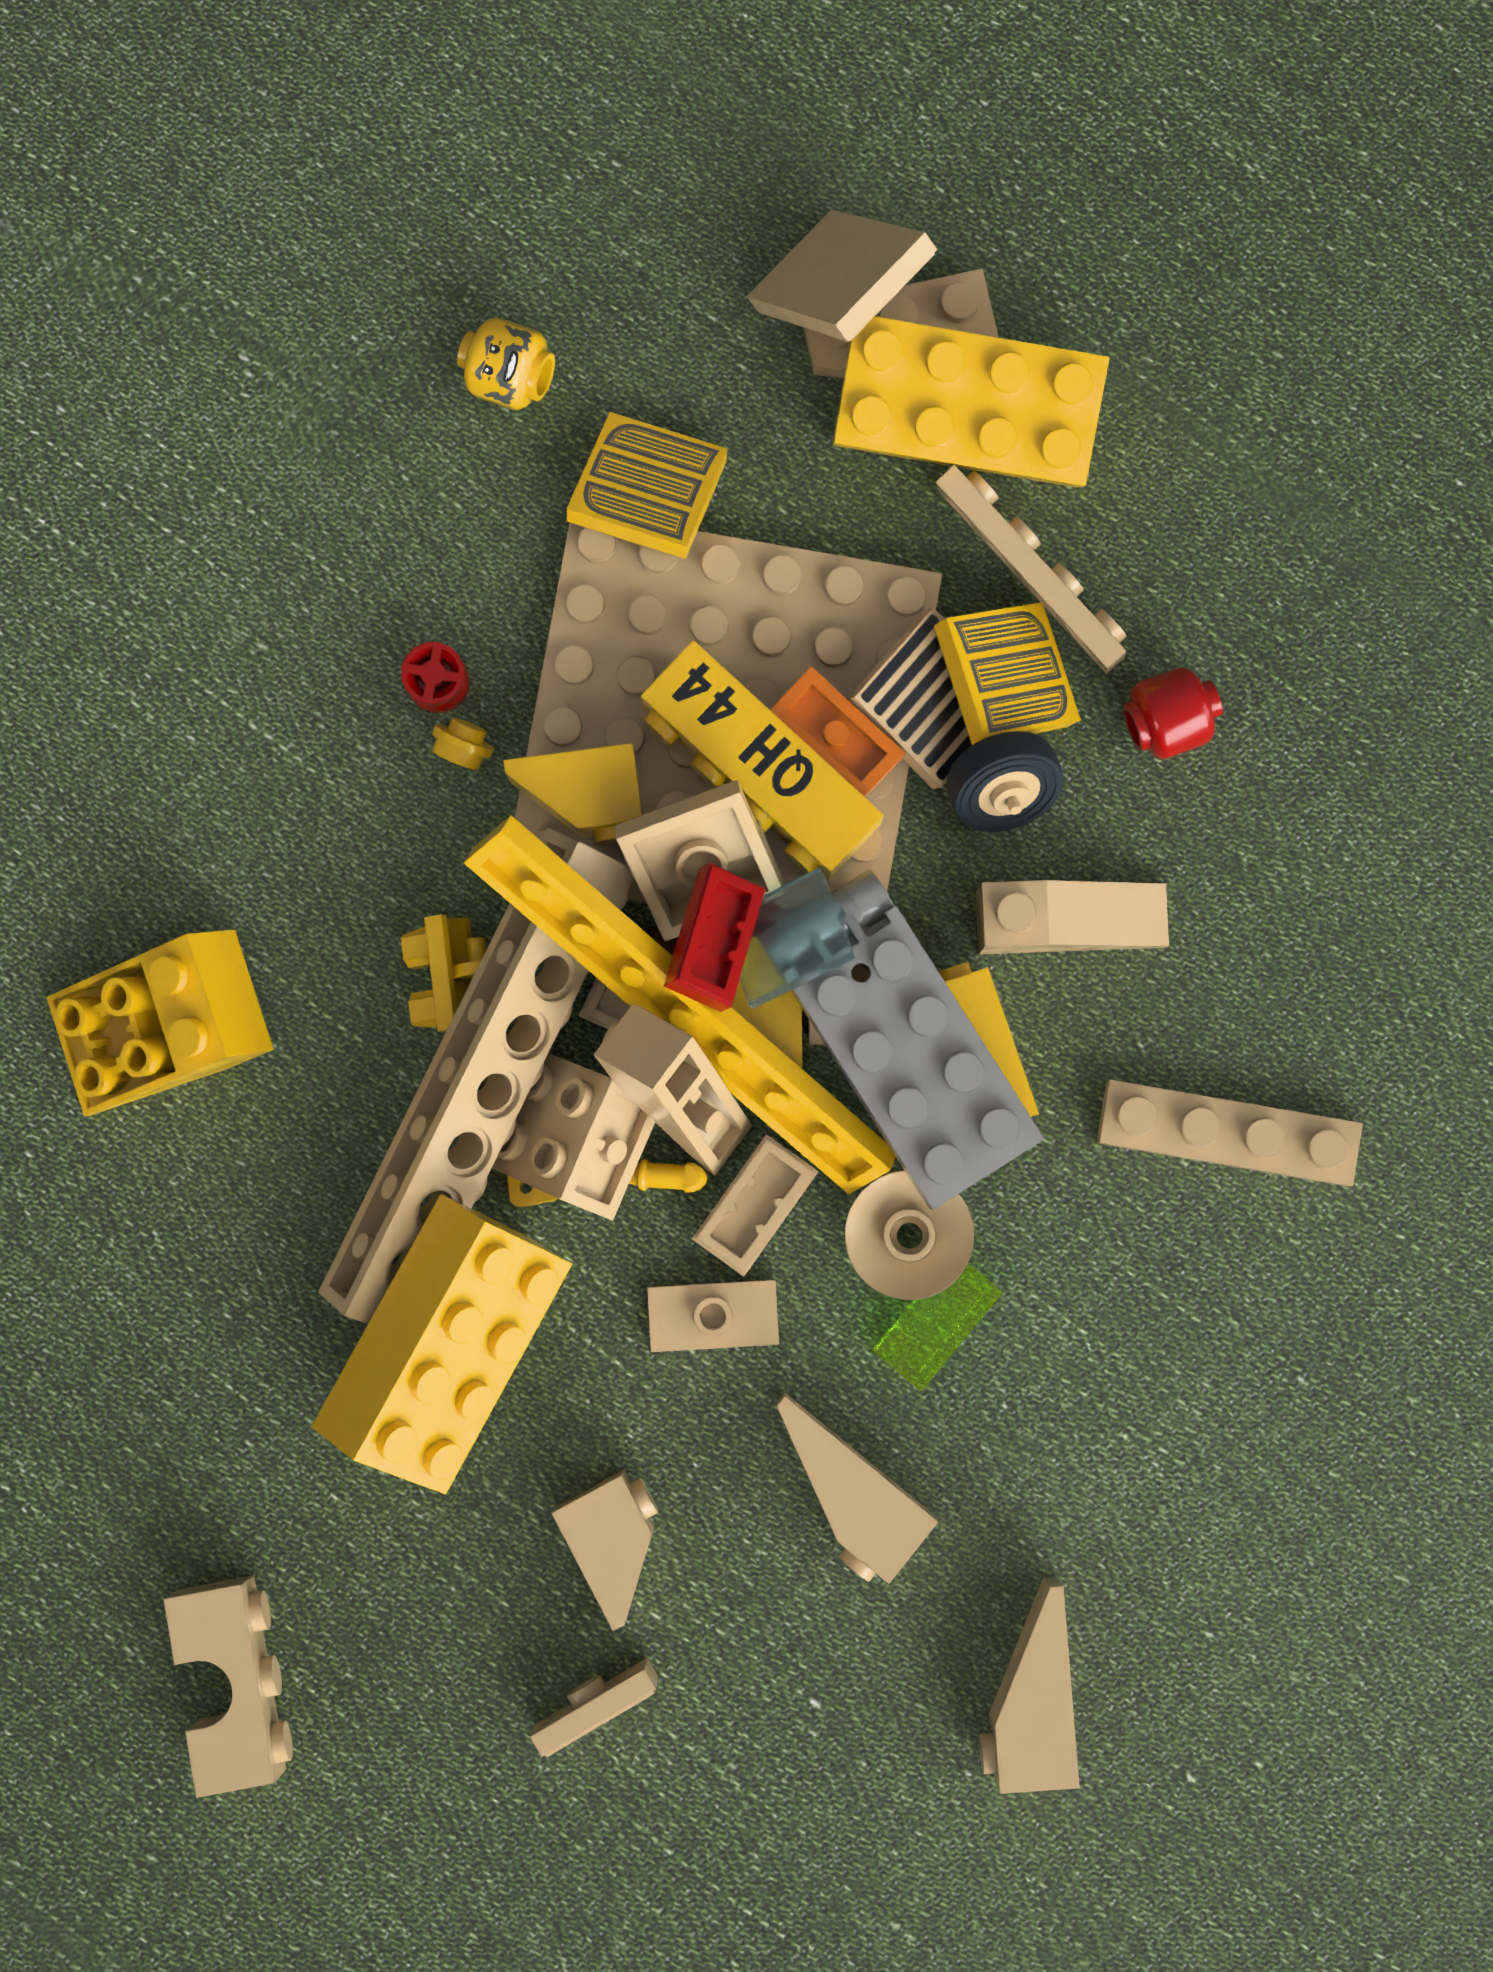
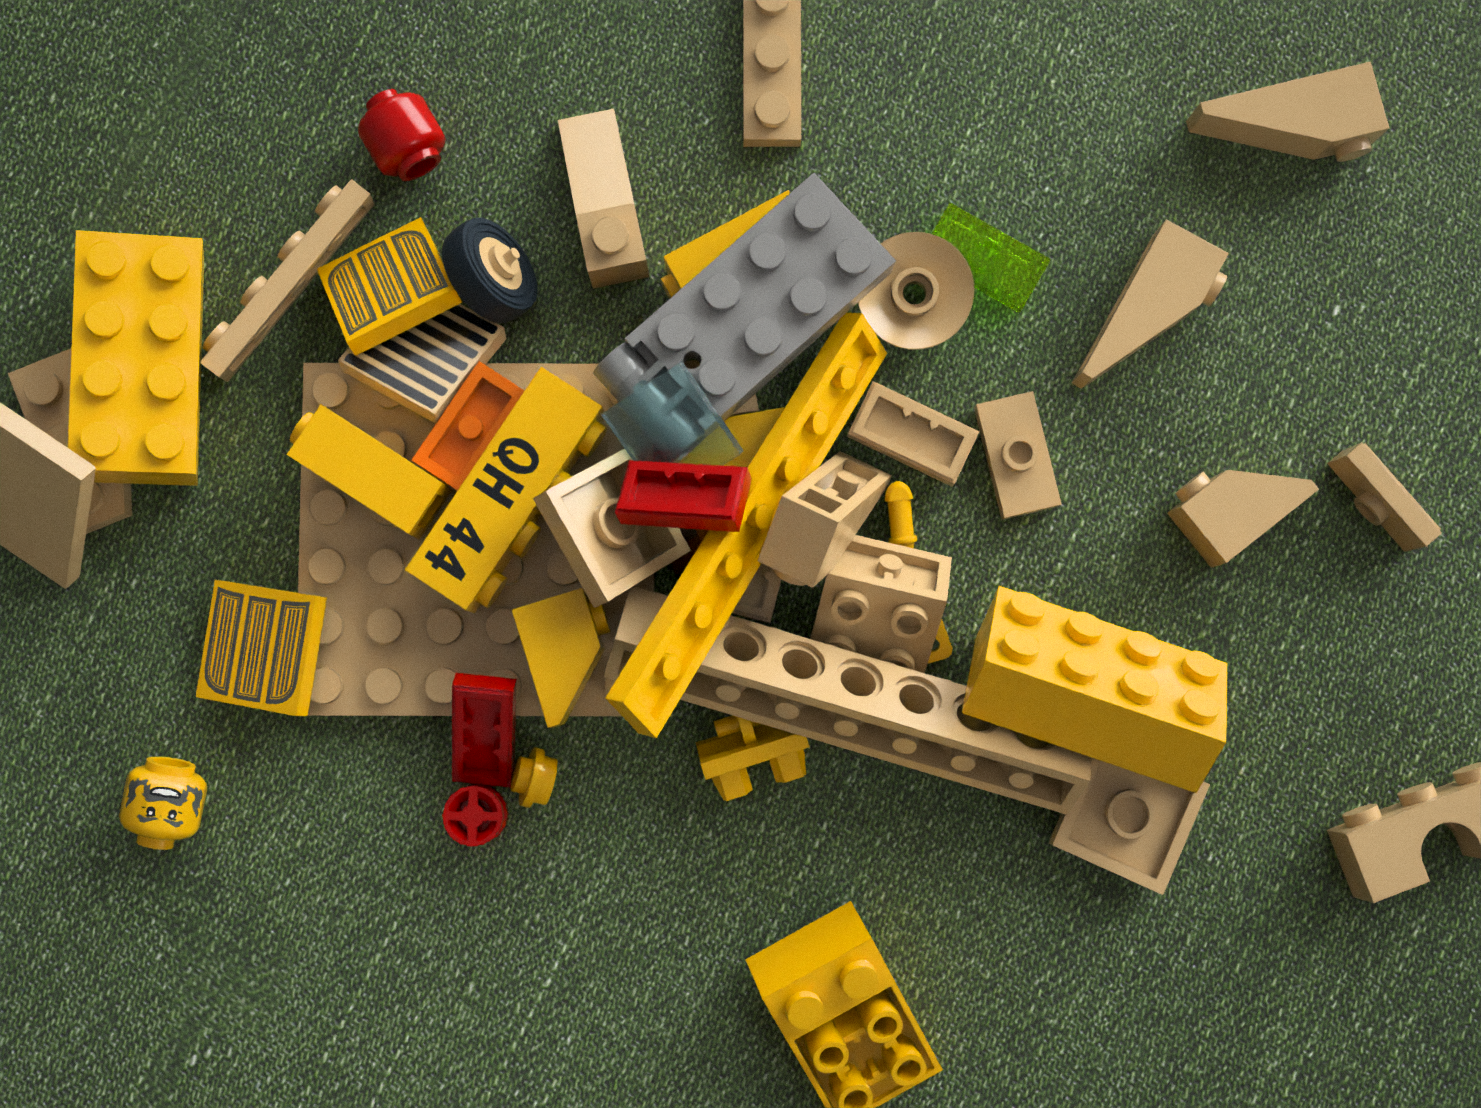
camera: 105 degrees left, 0 degrees up
(293, 1357) = (1129, 824): none -> tan plate
(519, 698) = (483, 729): none -> red plate
(808, 619) = (367, 470): none -> yellow brick

